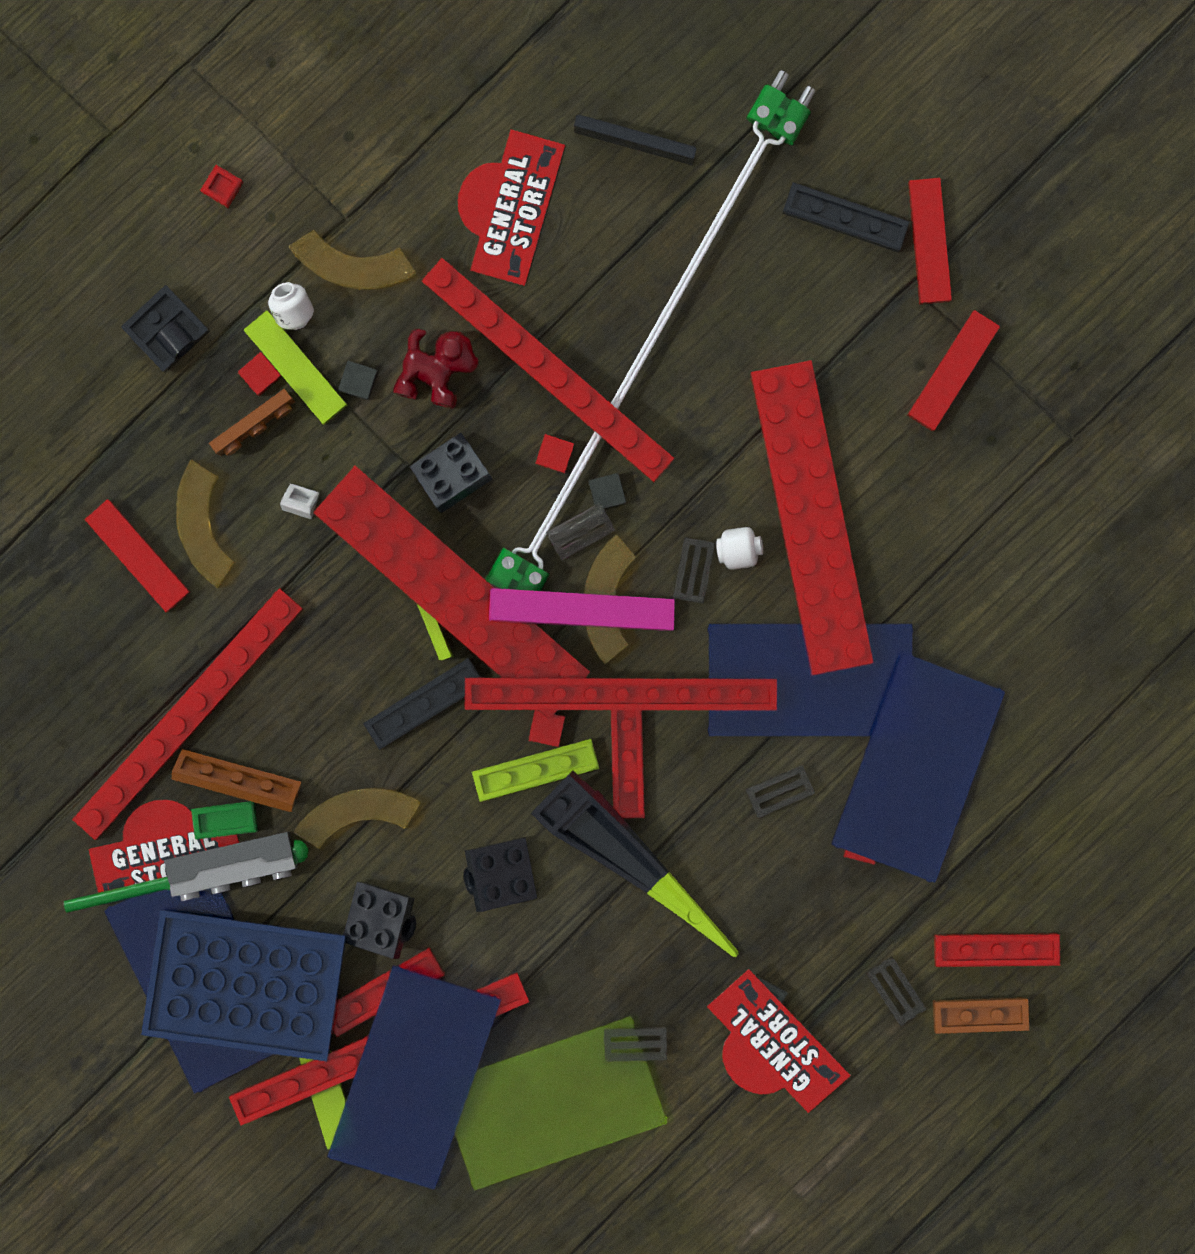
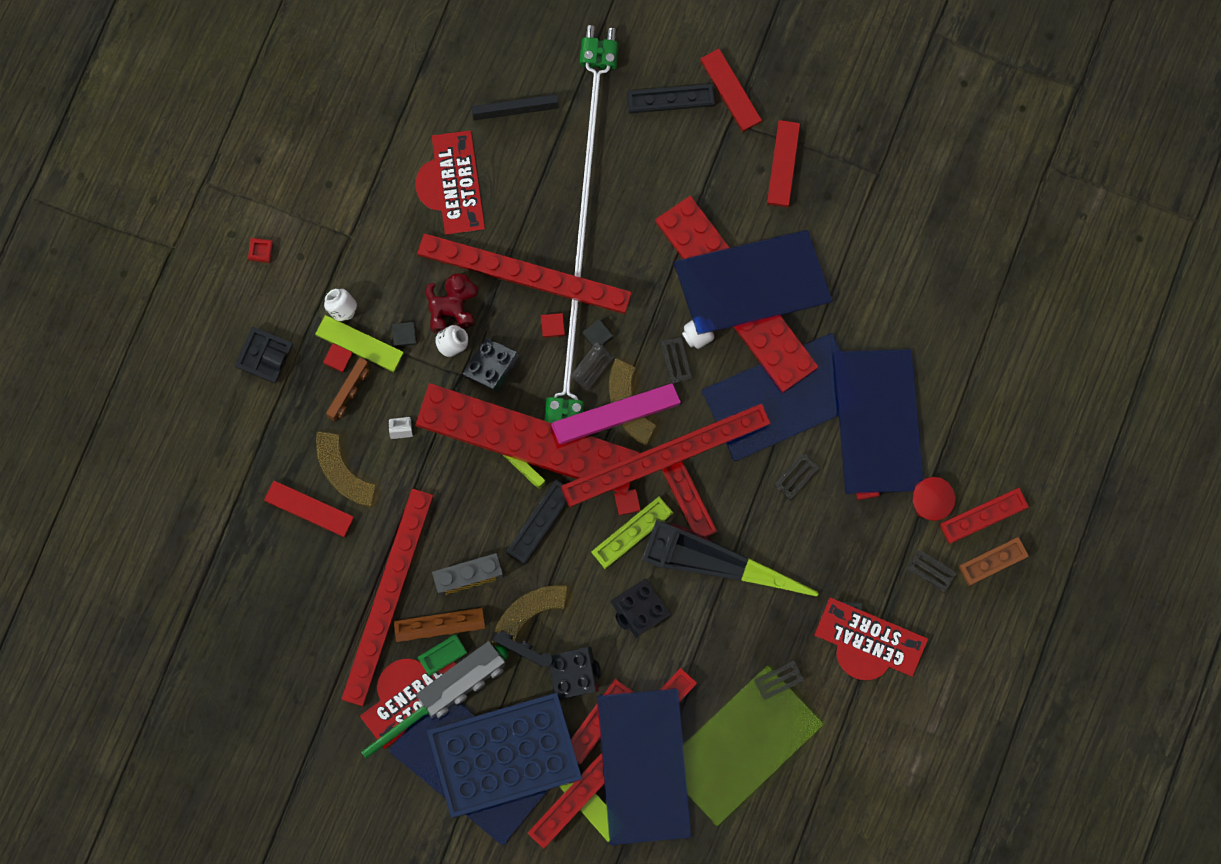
camera: 30 degrees left, 10 degrees down
(299, 733) = (467, 575): none -> dark grey brick
(325, 860) = (522, 648): none -> black plate
(350, 271) = (367, 268): clear yellow tile -> none
(413, 418) = (452, 340): none -> white head
(838, 513) = (752, 282): none -> clear blue piece
(942, 900) = (933, 498): none -> red dish

